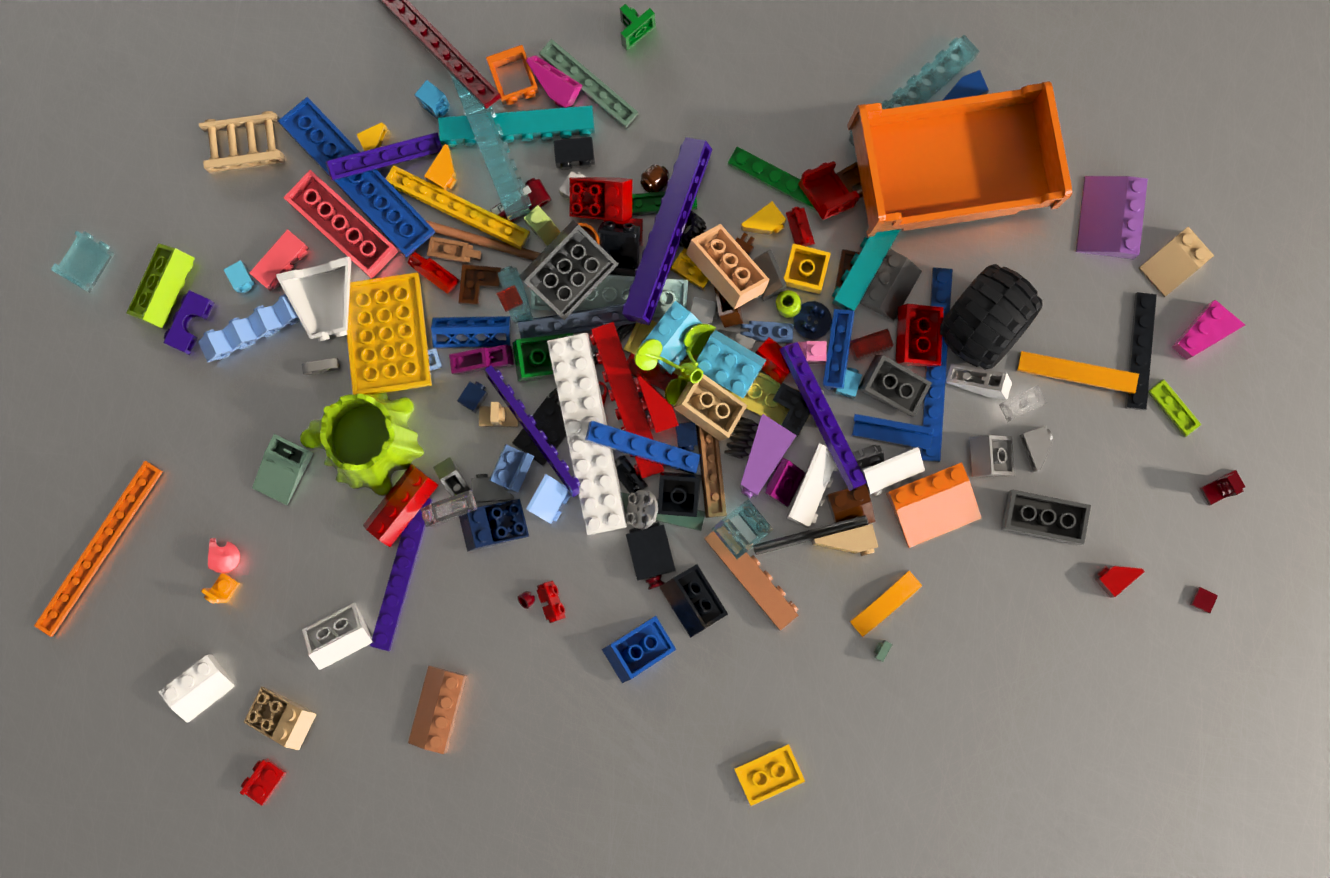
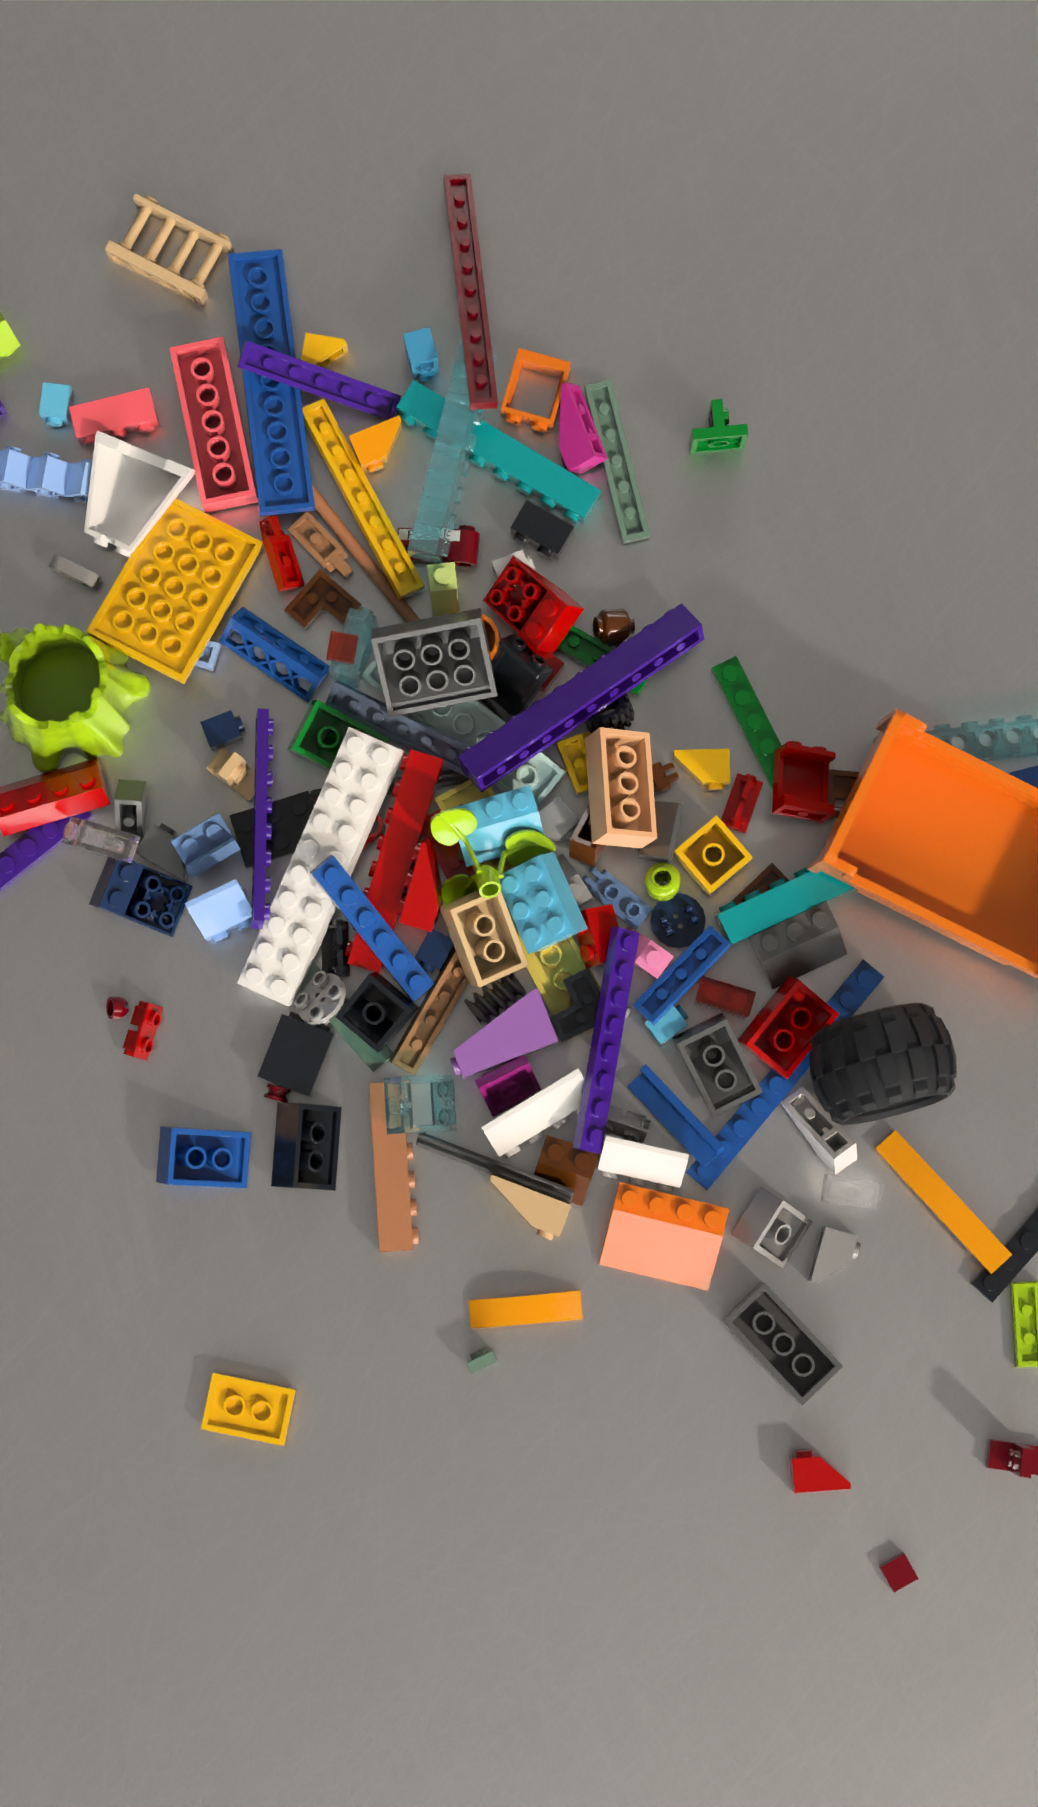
camera: 30 degrees right, 0 degrees up
(481, 358) = (263, 694): magenta slope -> none

